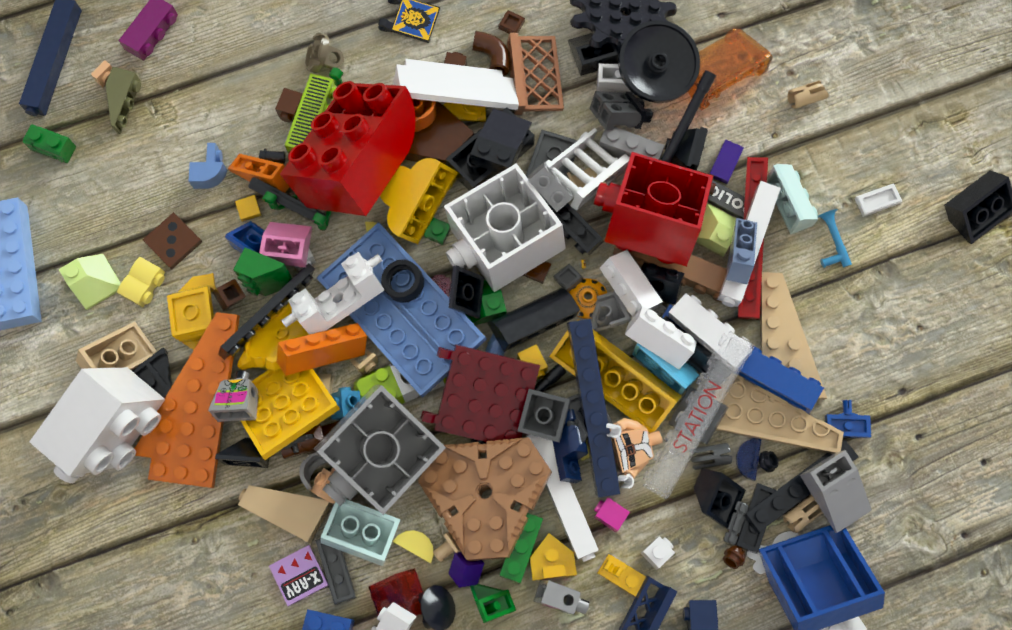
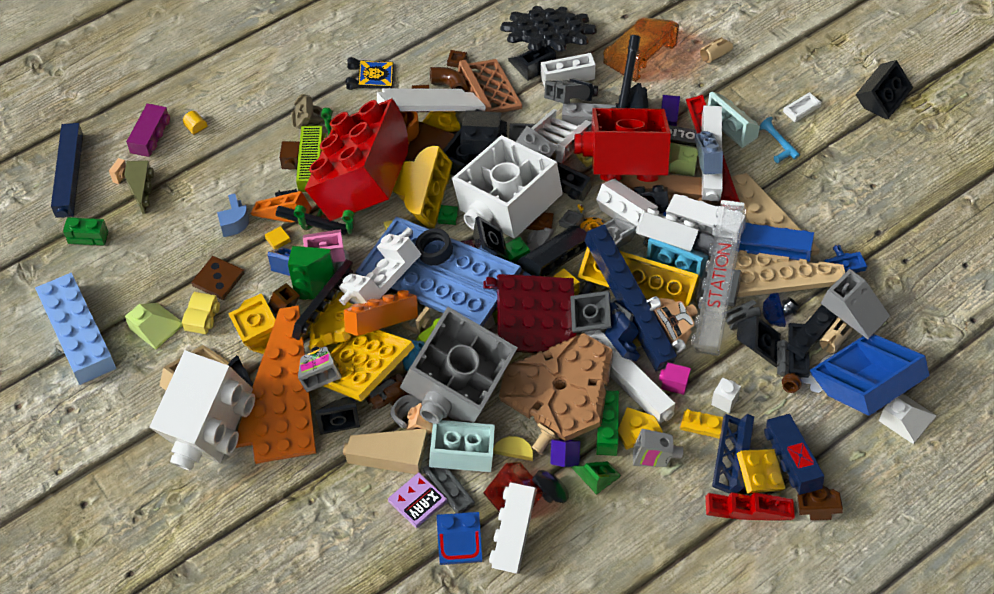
camera: 15 degrees left, 20 degrees down
(201, 30) = (194, 122): none -> yellow brick
(524, 292) = (539, 237): none -> light grey tile
(659, 61) = (590, 45): black dish -> none

